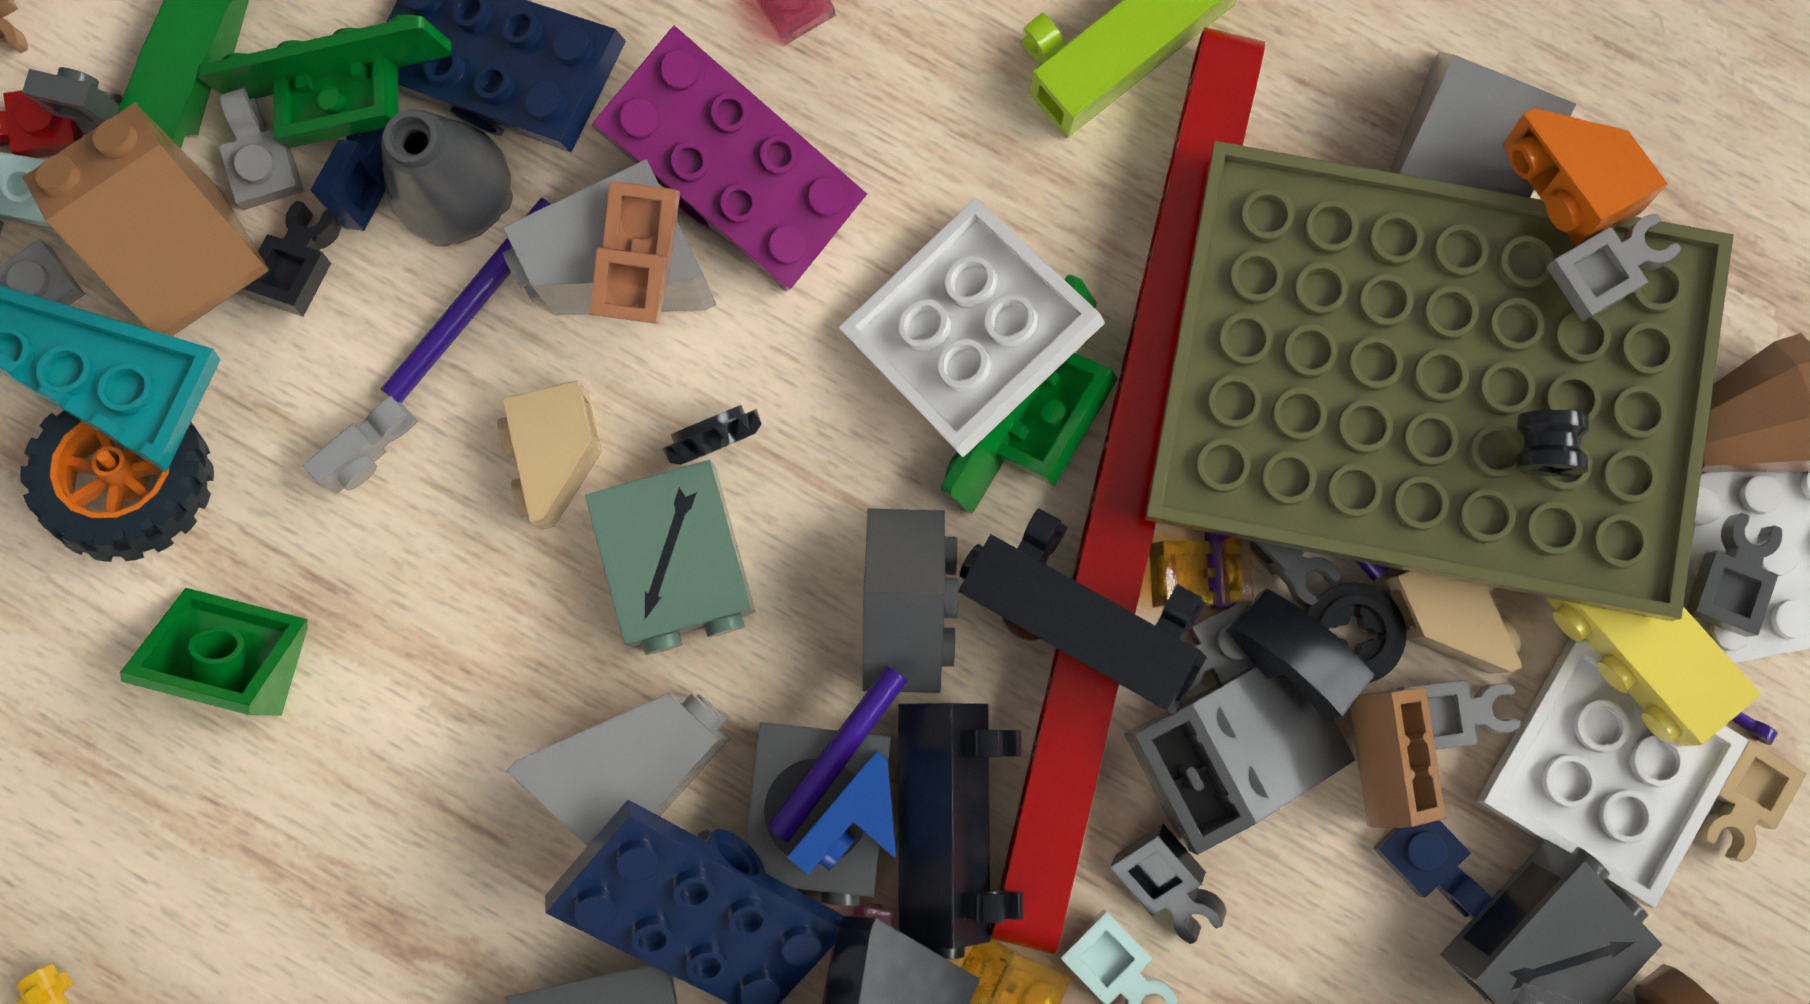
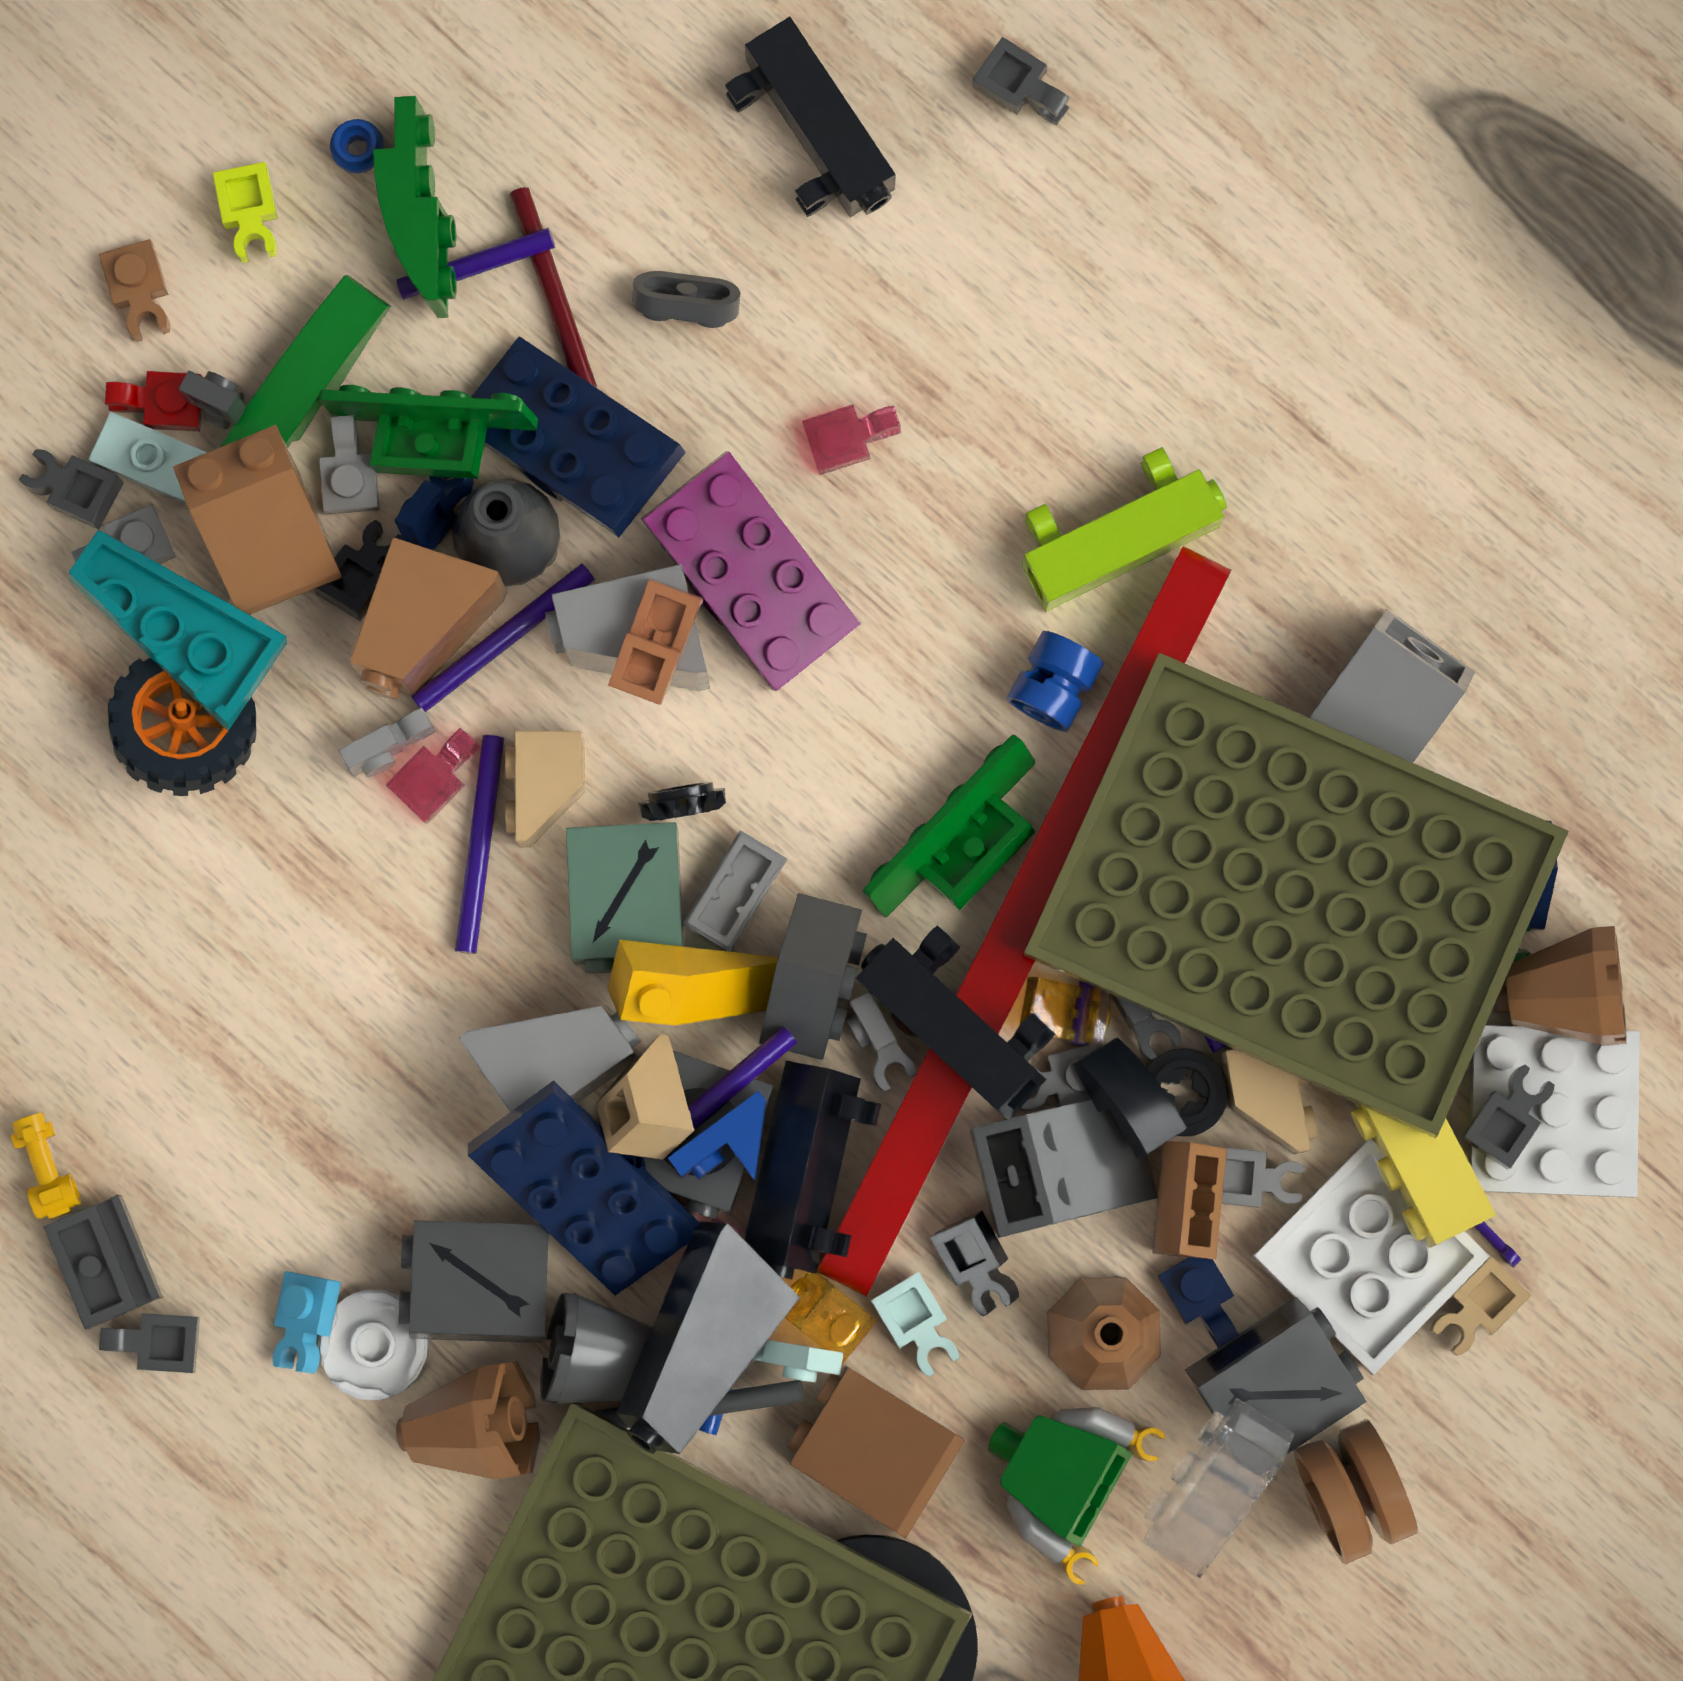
camera: 15 degrees right, 0 degrees up
(220, 654) = (235, 889): green slope -> none
(364, 292) = (421, 617): none -> medium nougat slope
(421, 478) = (429, 780): none -> clear pink plate
(494, 537) = (479, 844): none -> dark purple bar
(747, 799) = (646, 1105): none -> tan slope
(763, 642) = (687, 983): none -> yellow slope
(795, 523) = (735, 891): none -> light grey plate
(971, 326) = (919, 759): white plate -> none
(986, 642) = (871, 1028): none -> light grey plate
(1102, 195) = (1055, 680): none -> blue wheel
(1332, 930) = (1076, 1338): none -> medium nougat cone
(1552, 442) = (1364, 968): black wheel -> none
(1582, 171) = (1452, 752): orange slope -> none
(1608, 269) = (1447, 838): light grey plate -> none

